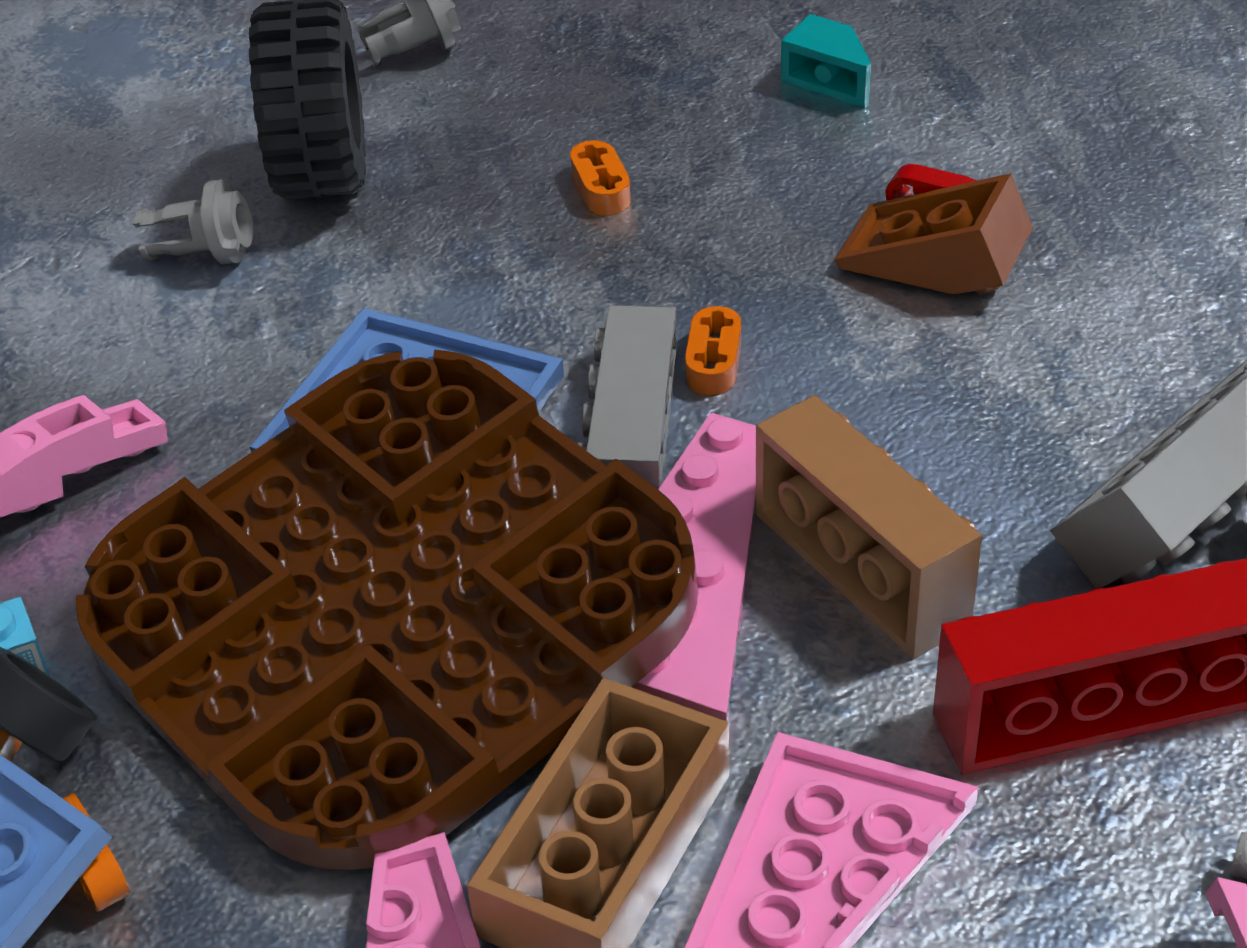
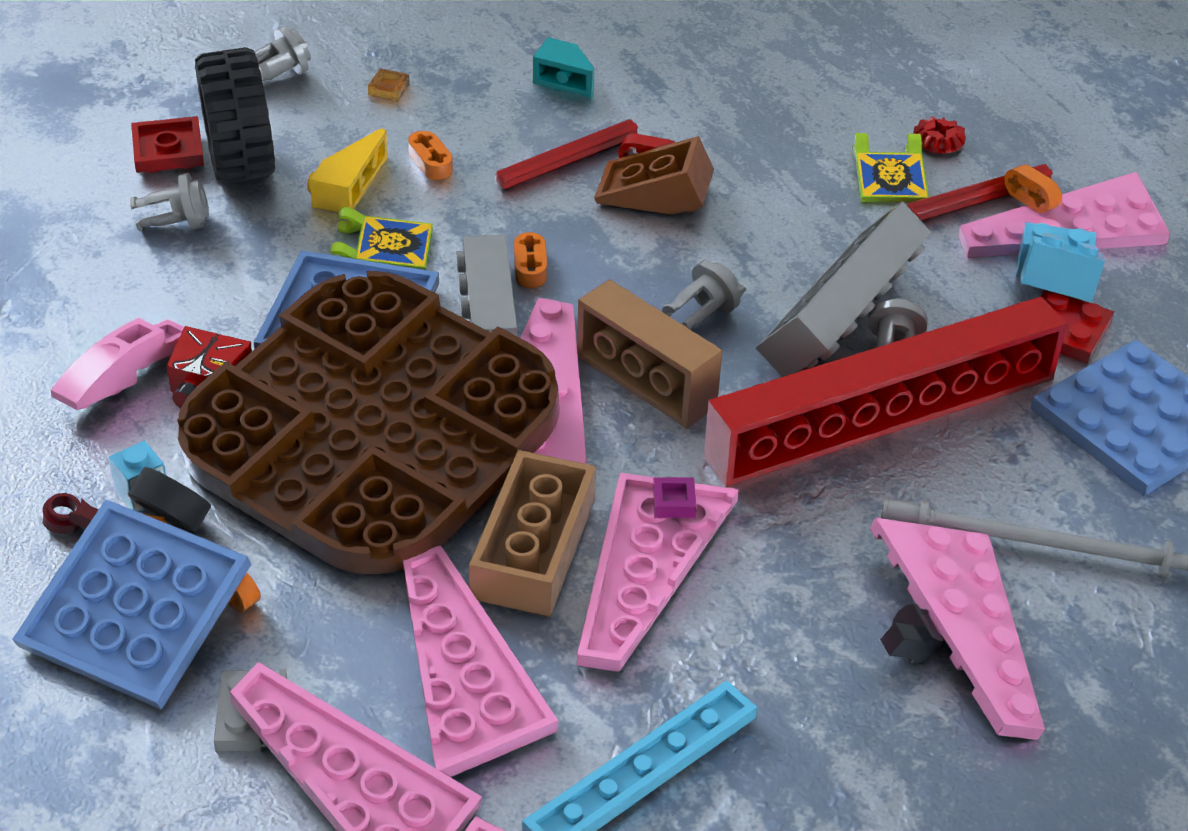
camera: 15 degrees left, 0 degrees up
(156, 459) = (198, 356): none -> red torso
(215, 139) = (167, 144): none -> red plate
(469, 196) = (348, 173): none -> yellow slope
(499, 303) = (385, 239): none -> flag
(566, 71) = (388, 84): none -> clear orange tile
(802, 190) = (564, 154): none -> red axle
(857, 793) = (674, 497): none -> magenta plate
(995, 423) = (712, 288): none -> light grey piece

